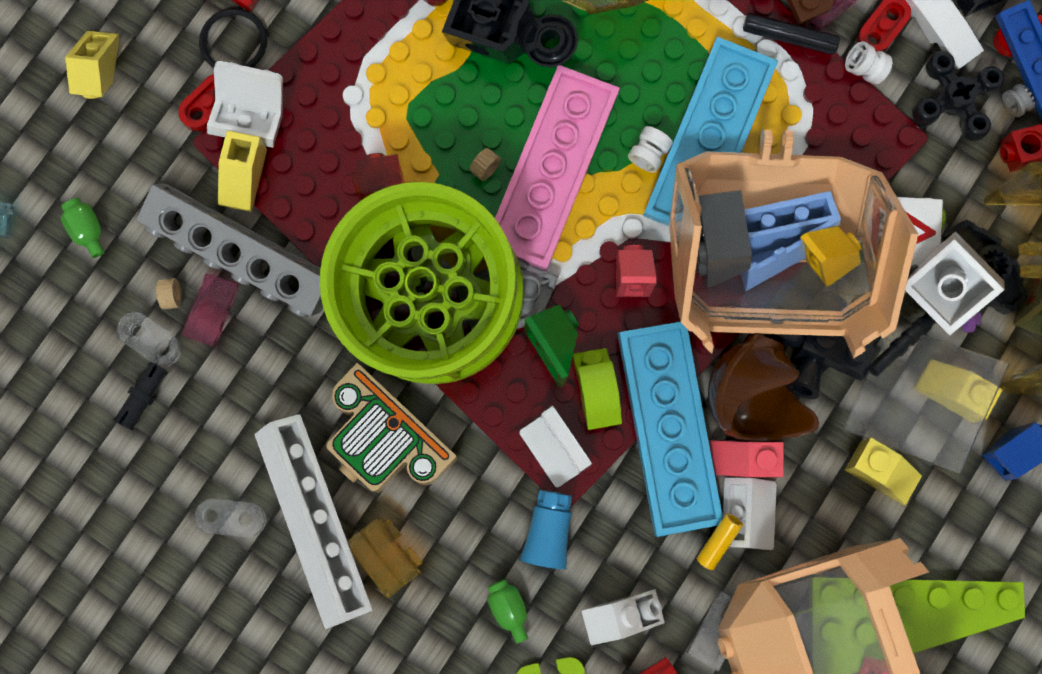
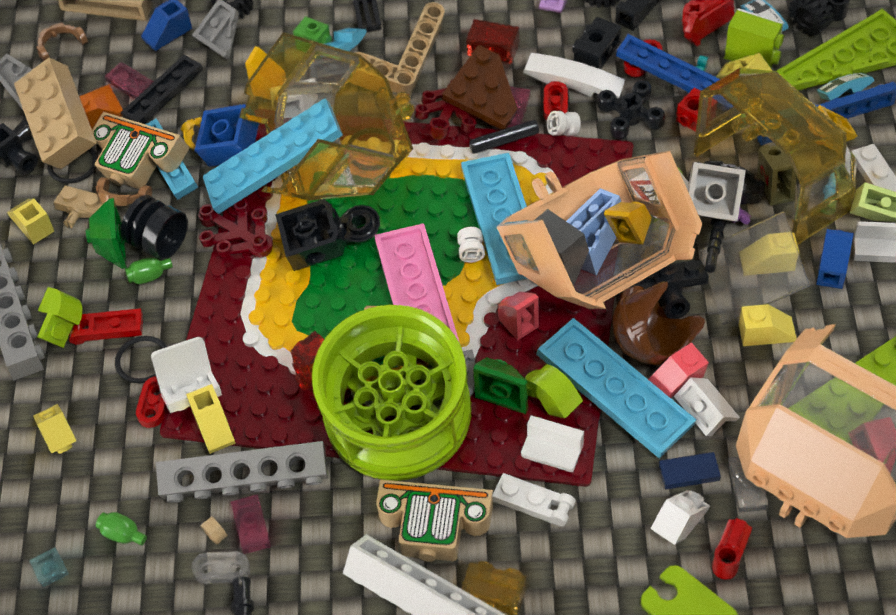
camera: 30 degrees left, 25 degrees down
(496, 486) = (533, 500): none -> white plate
(508, 608) = (602, 564): bright green plant -> none
(548, 531) = (590, 496): dark azure plant -> none
(674, 571) = (689, 470): none -> dark blue tile
(719, 541) = (702, 430): yellow axle -> none
(1018, 100) = (670, 87): light grey bush -> none

